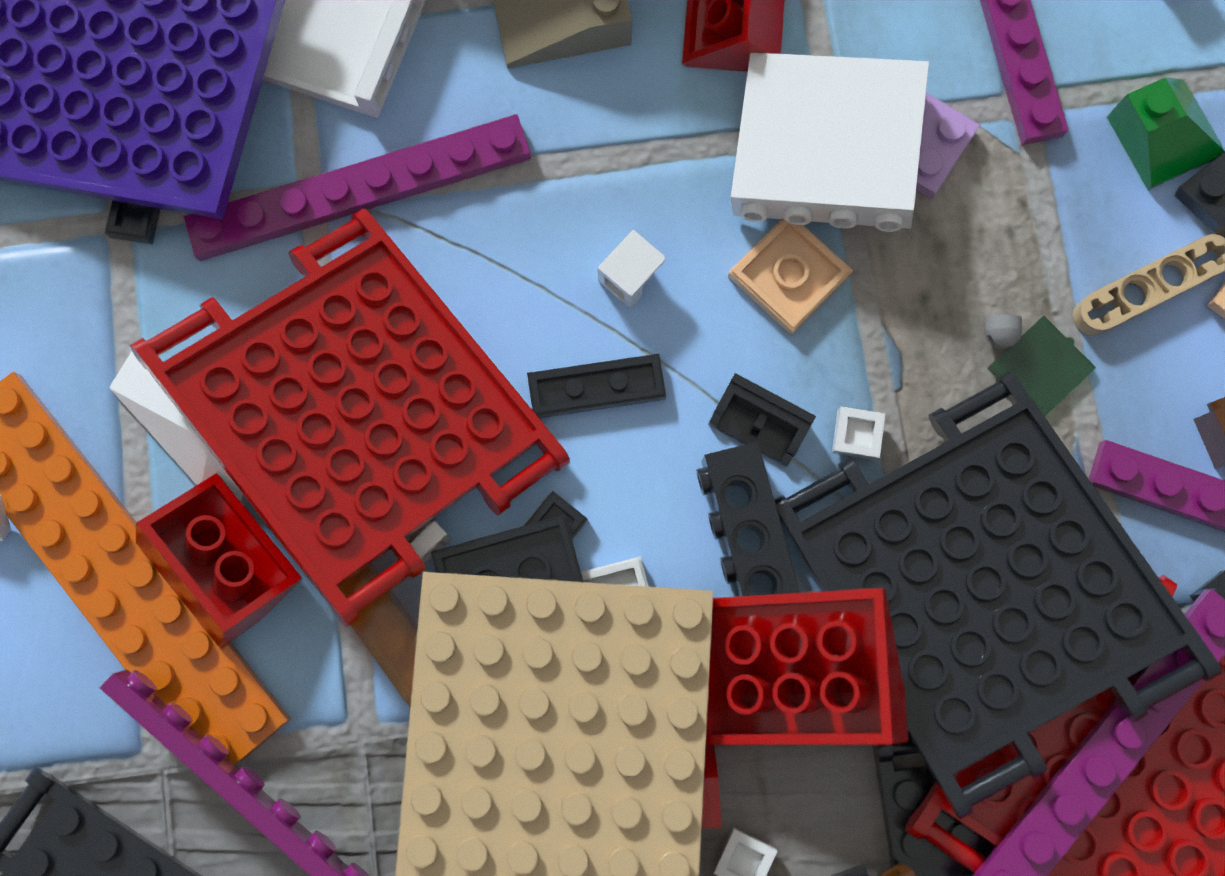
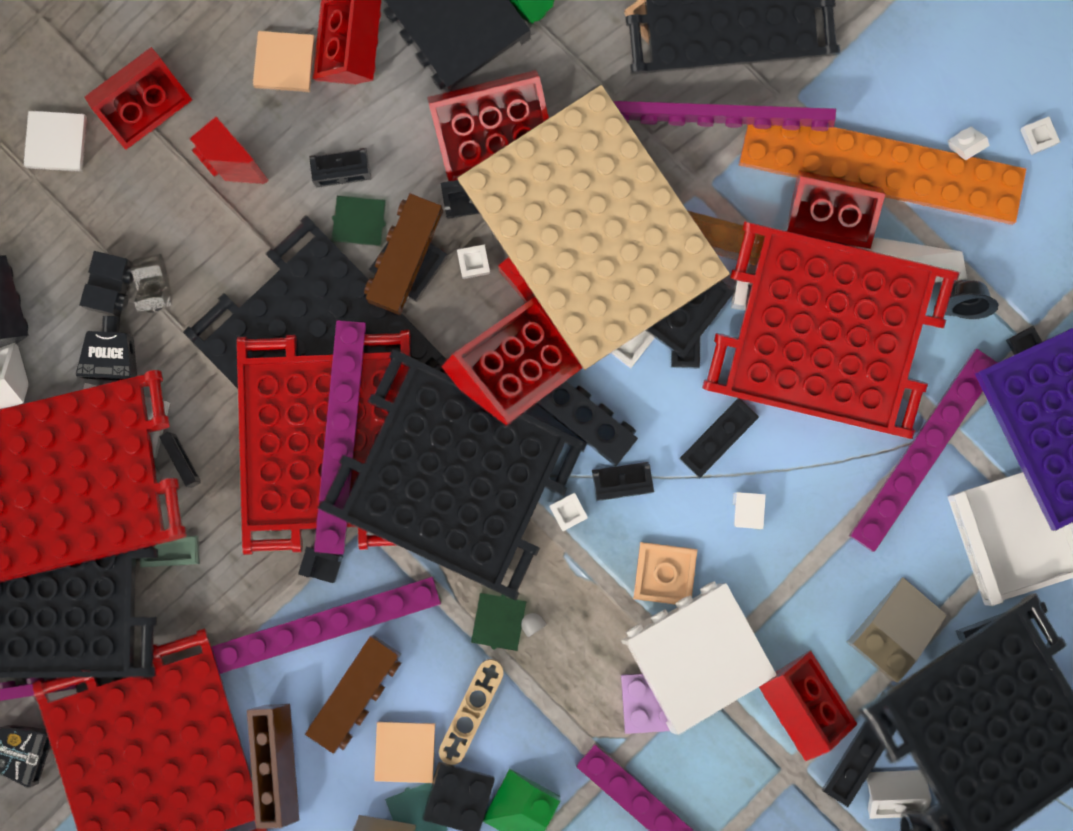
camera: 145 degrees right, 5 degrees up
(146, 311) = (971, 300): none -> black piece

